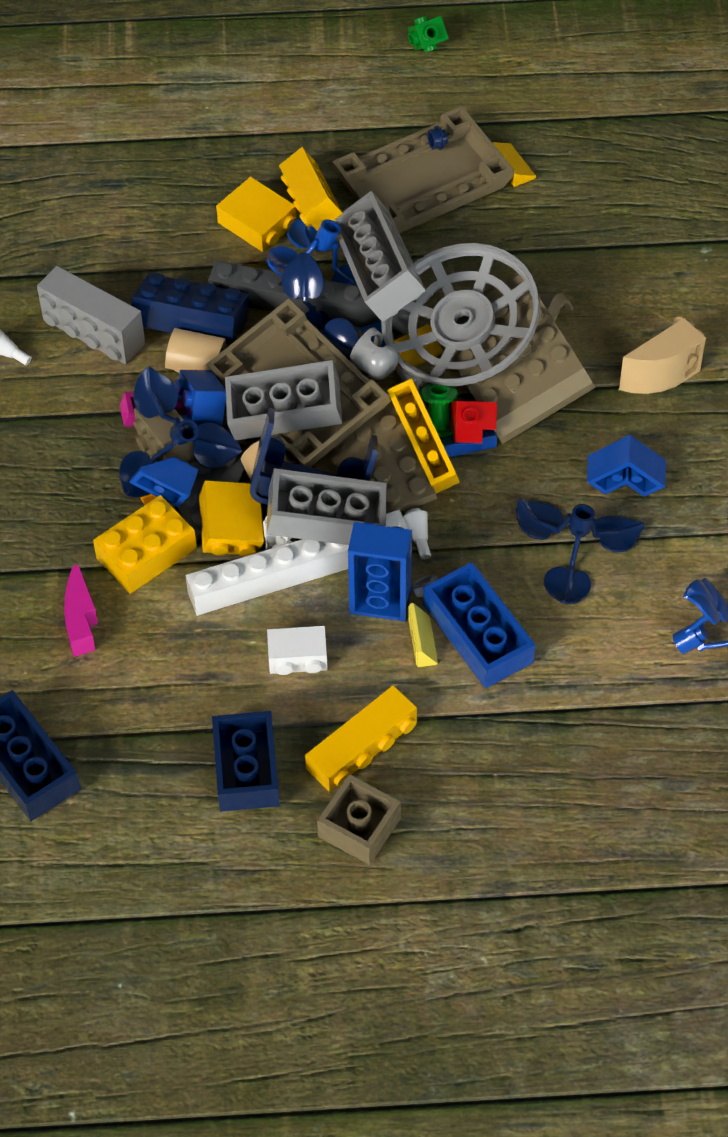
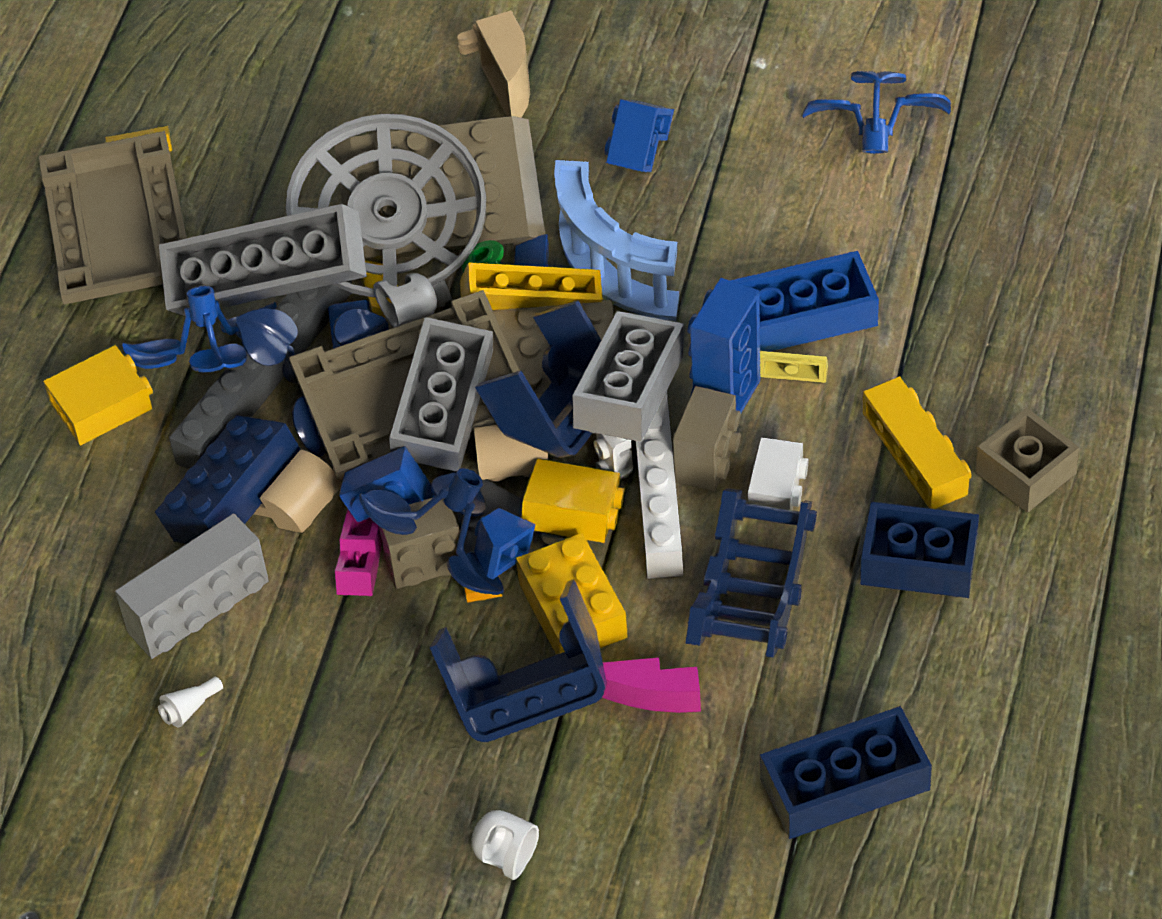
camera: 70 degrees left, 5 degrees down
(44, 526) = (532, 694): none -> dark blue windscreen
(186, 633) = (708, 609): none -> dark blue fence
(309, 189) = (101, 321): yellow brick -> none
(312, 588) = (706, 439): none -> dark tan brick
(437, 138) = (78, 189): dark blue plate -> none
(470, 419) = (526, 241): red brick -> none
(482, 464) = (592, 235): none -> light blue fence
(542, 519) = (710, 173): dark blue plant -> none

